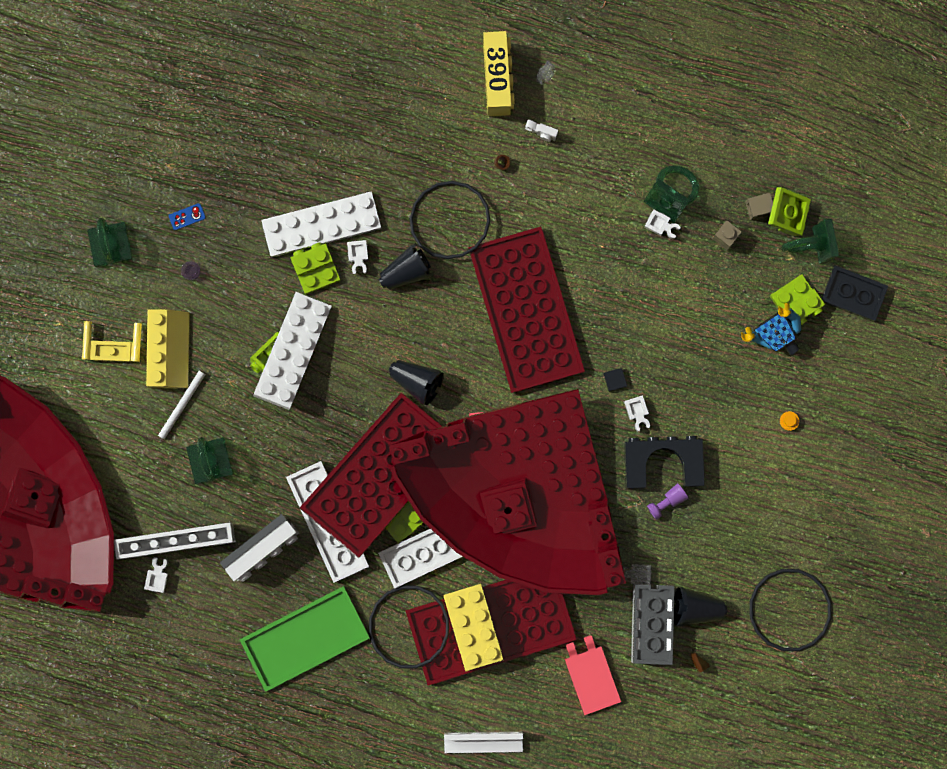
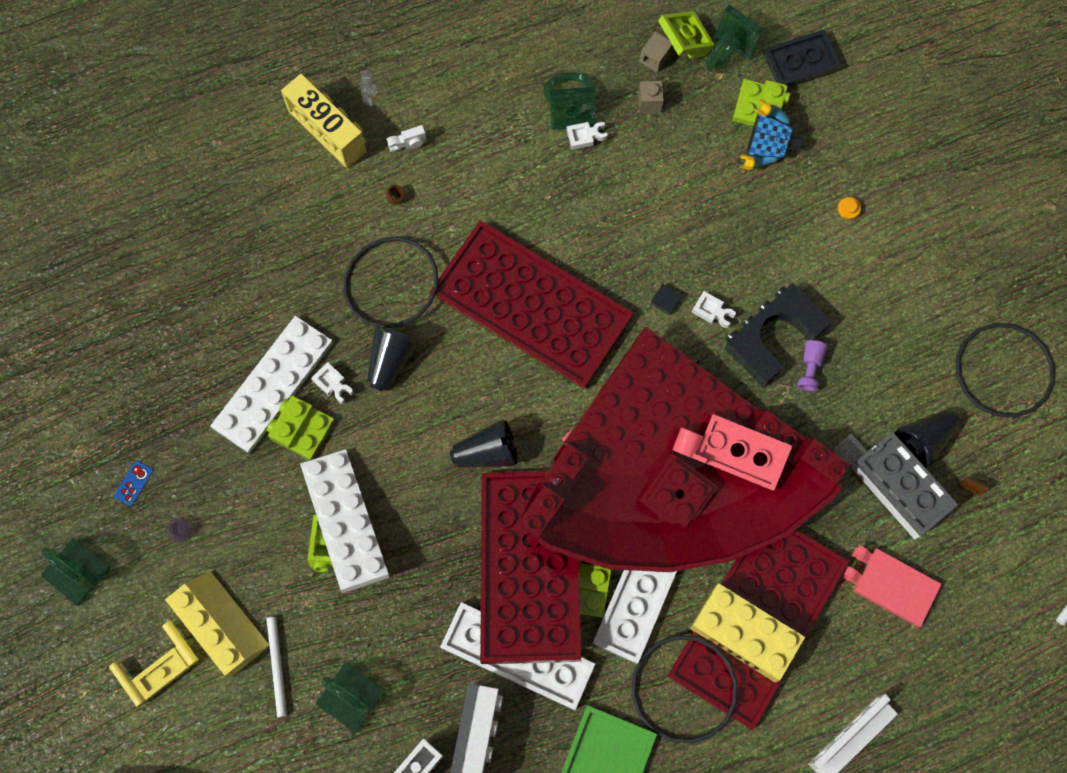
camera: 40 degrees left, 10 degrees down
(554, 503) = (716, 446): none -> coral hinge

